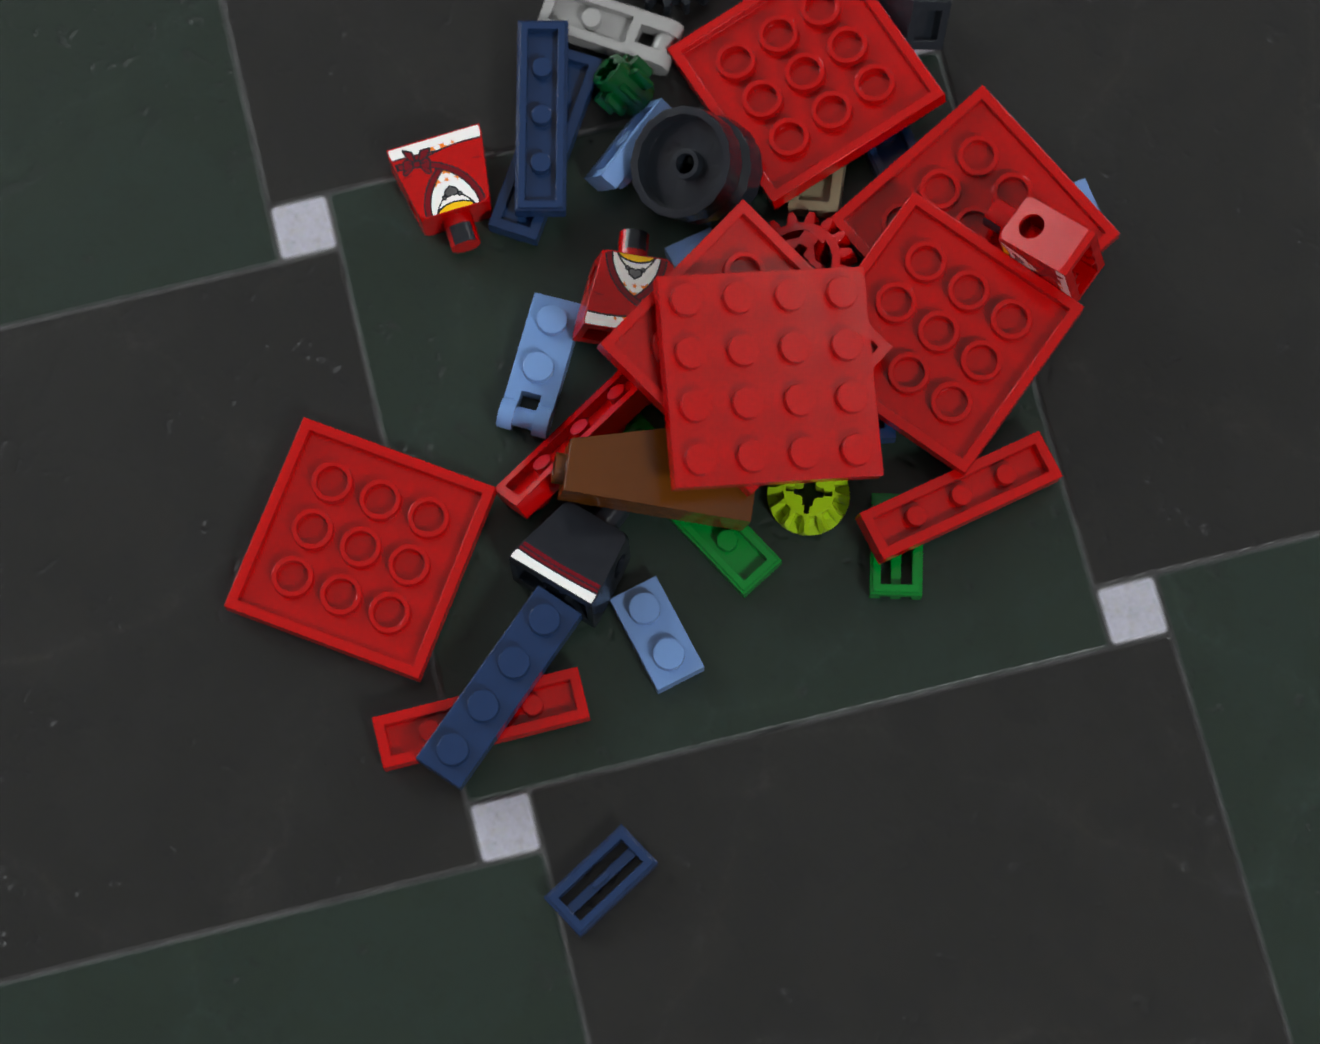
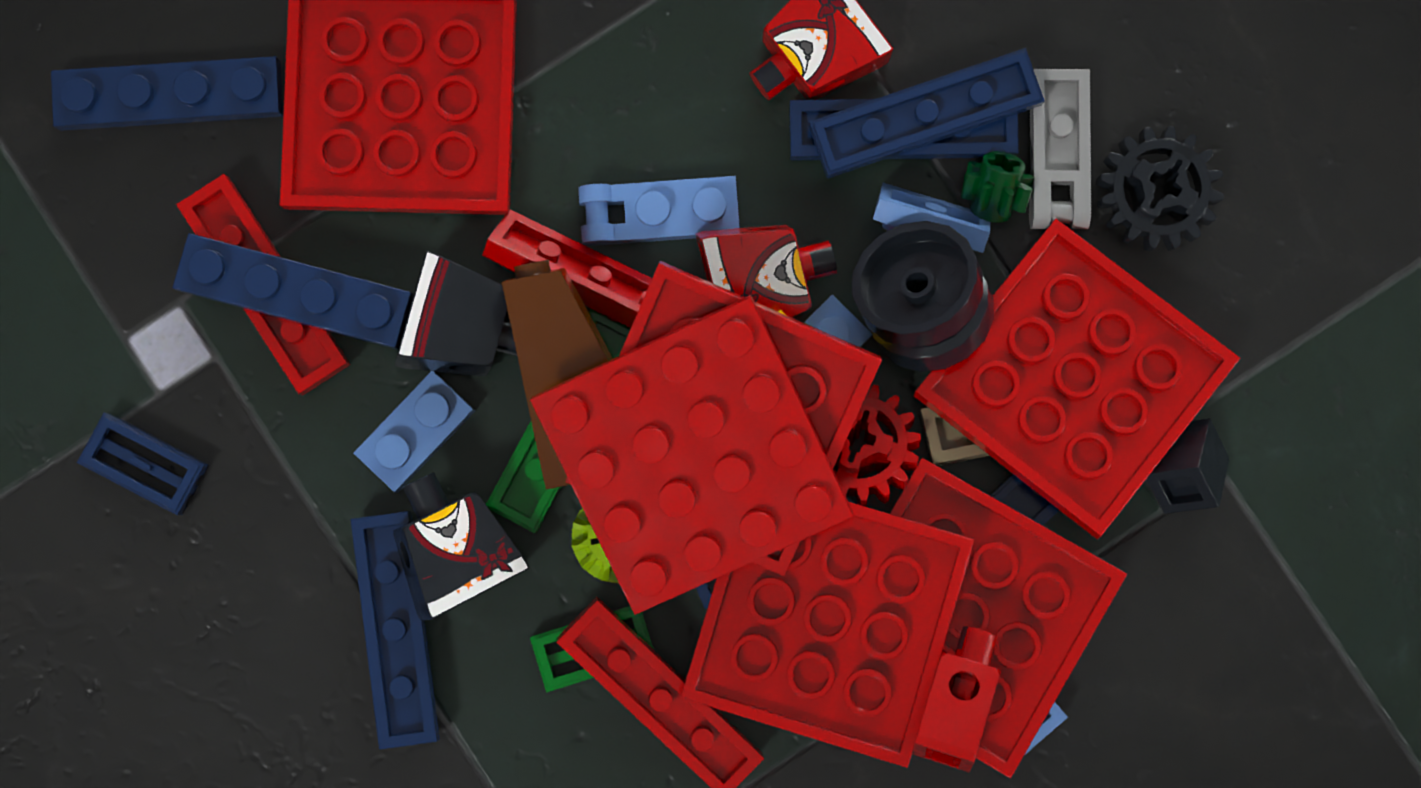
camera: 70 degrees right, 10 degrees up
(277, 751) = (167, 93): none -> dark blue plate
(773, 625) = (452, 549): none -> torso
(824, 705) = (393, 637): none -> dark blue plate

